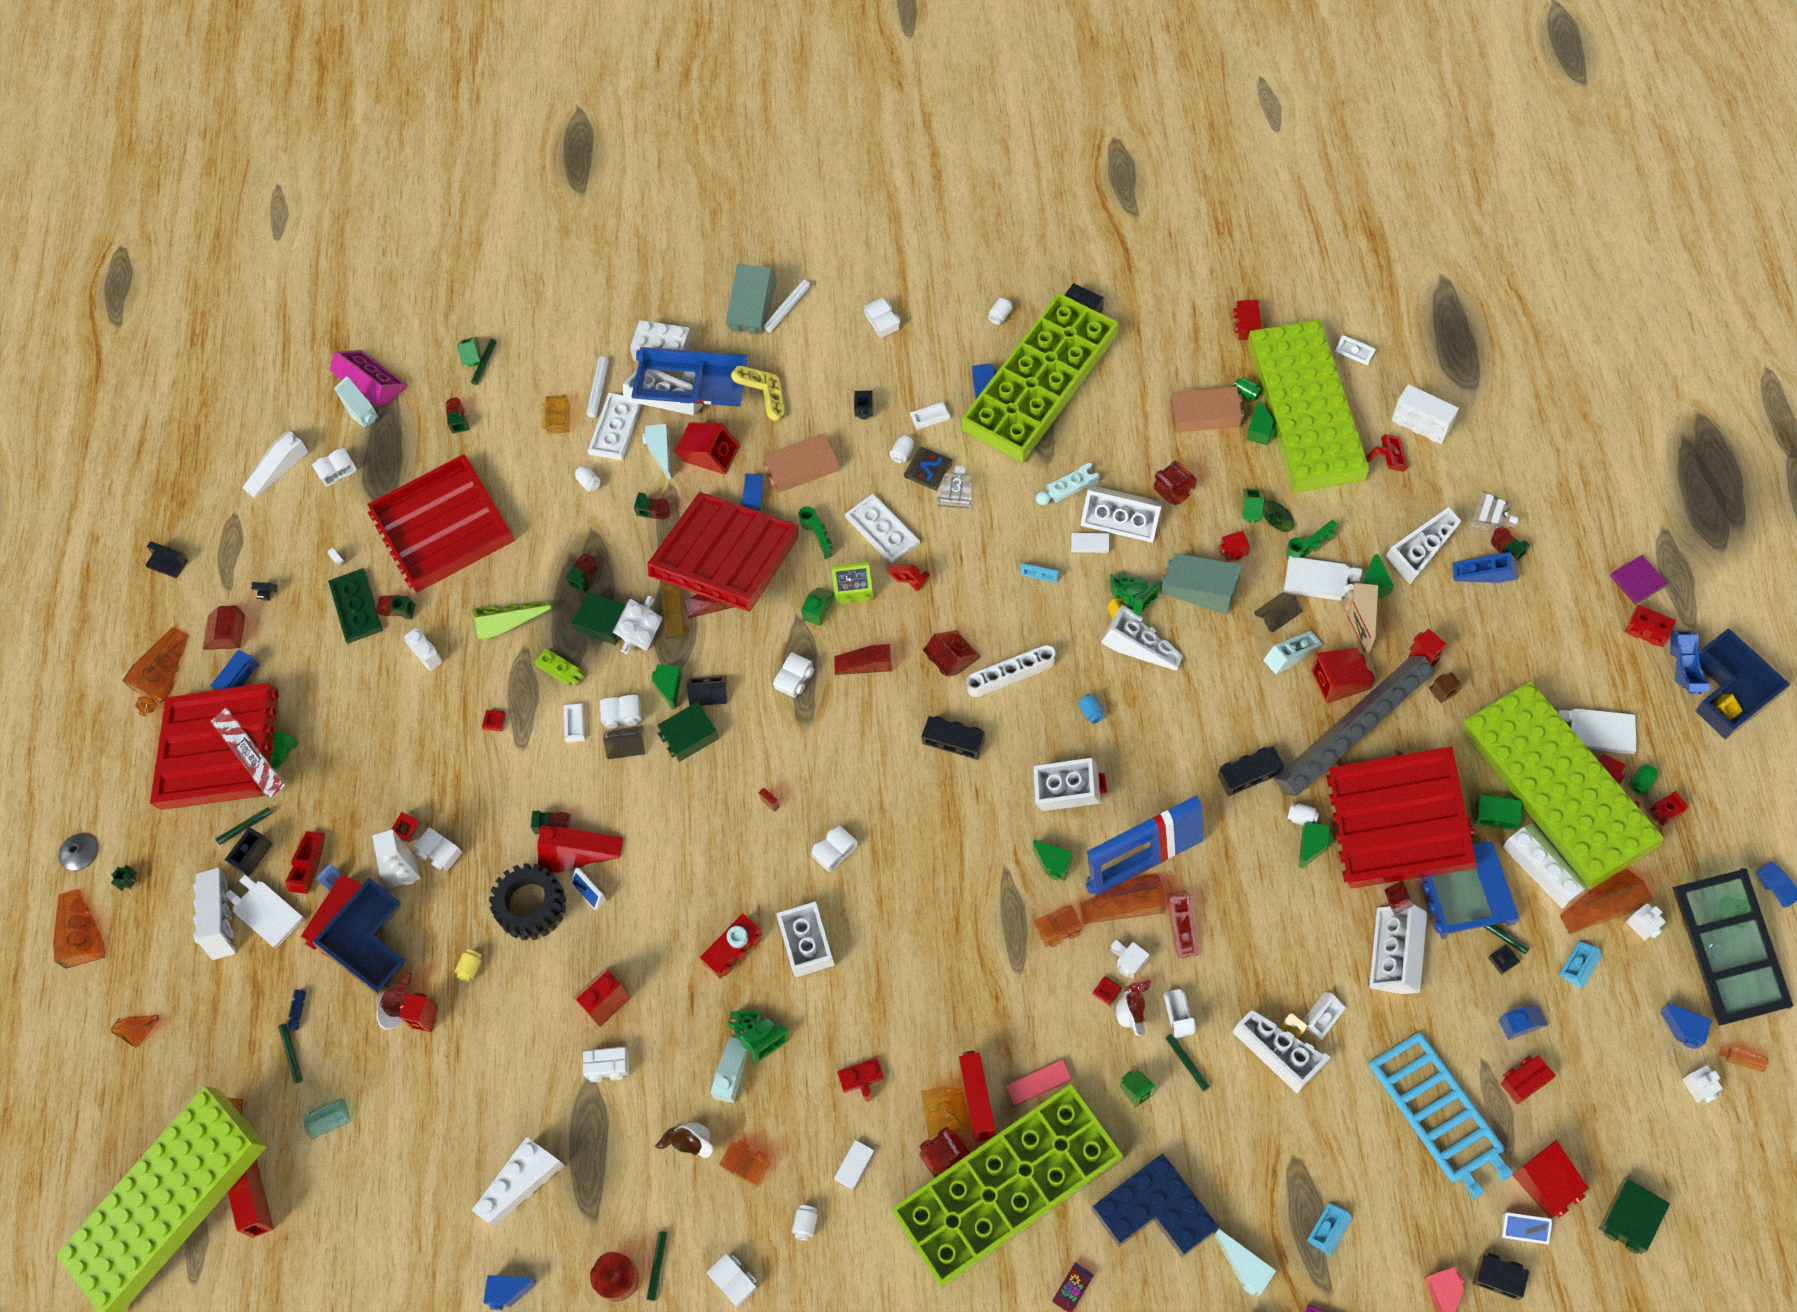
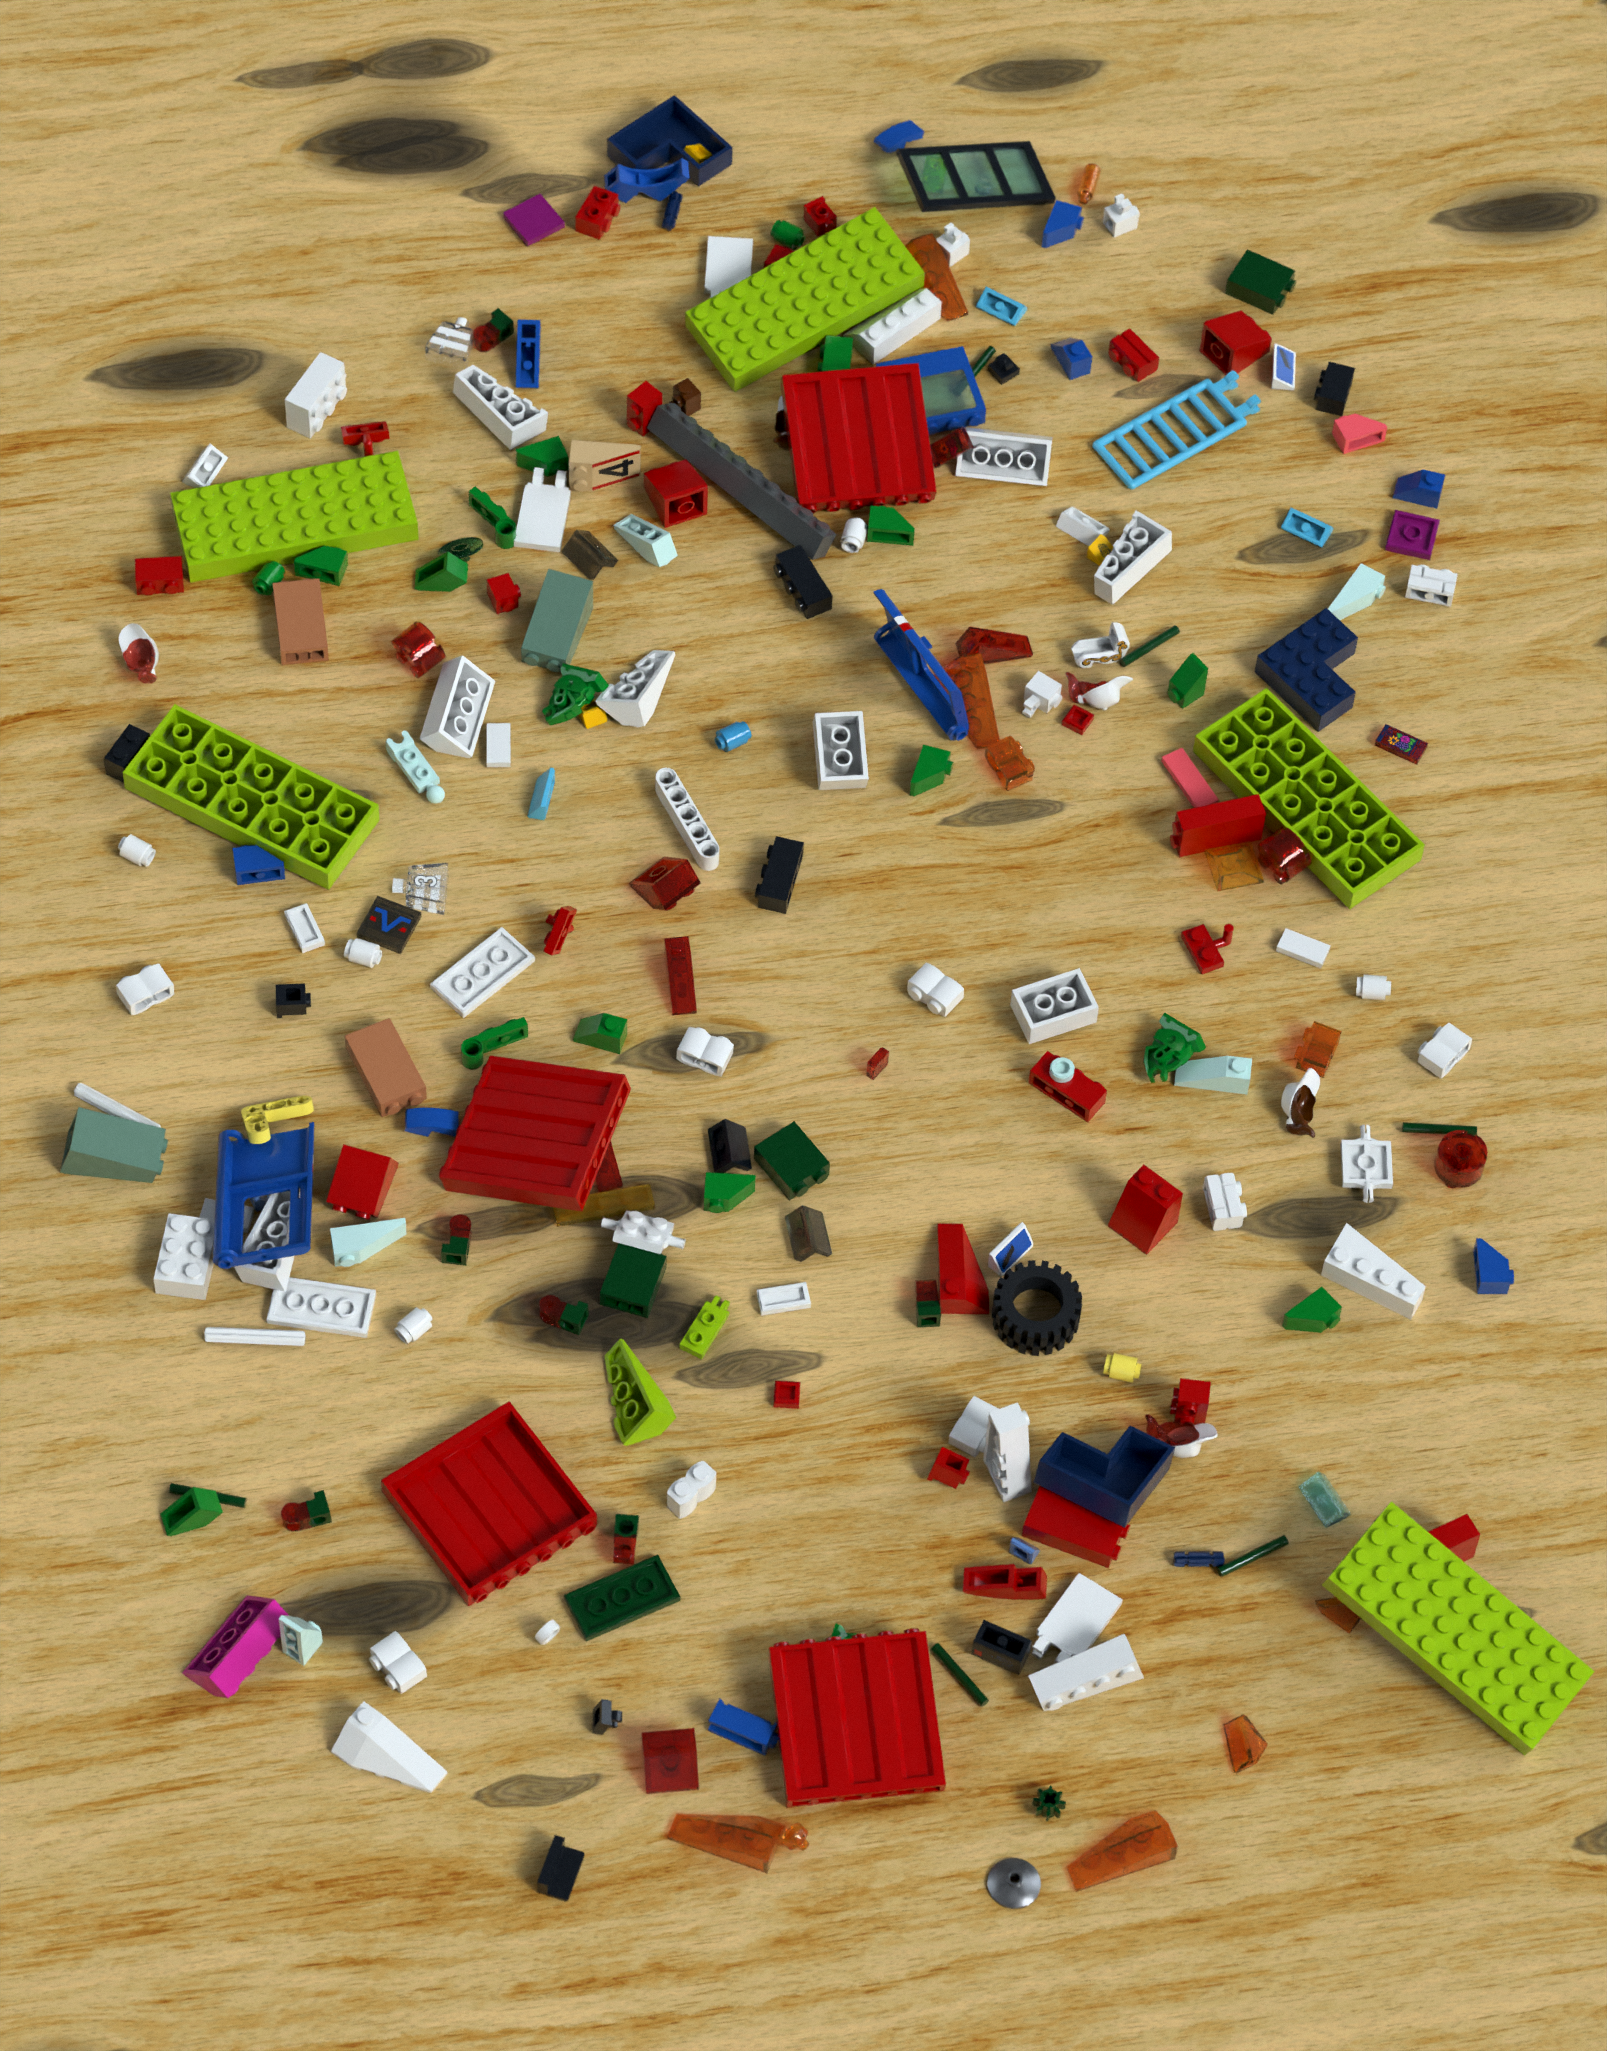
camera: 105 degrees left, 5 degrees down
(247, 753) = (875, 1650): clear tile -> none
(489, 1128) = (1313, 1313): none -> green slope
(556, 414) = (306, 1379): clear yellow brick -> none
(620, 711) = (767, 1241): white brick -> none
(627, 1192) = (1366, 1164): none -> white plate
(852, 582) = (574, 990): slope -> none
(1169, 310) = (139, 652): none -> clear red hair
(1662, 687) = (672, 210): none -> dark blue axle

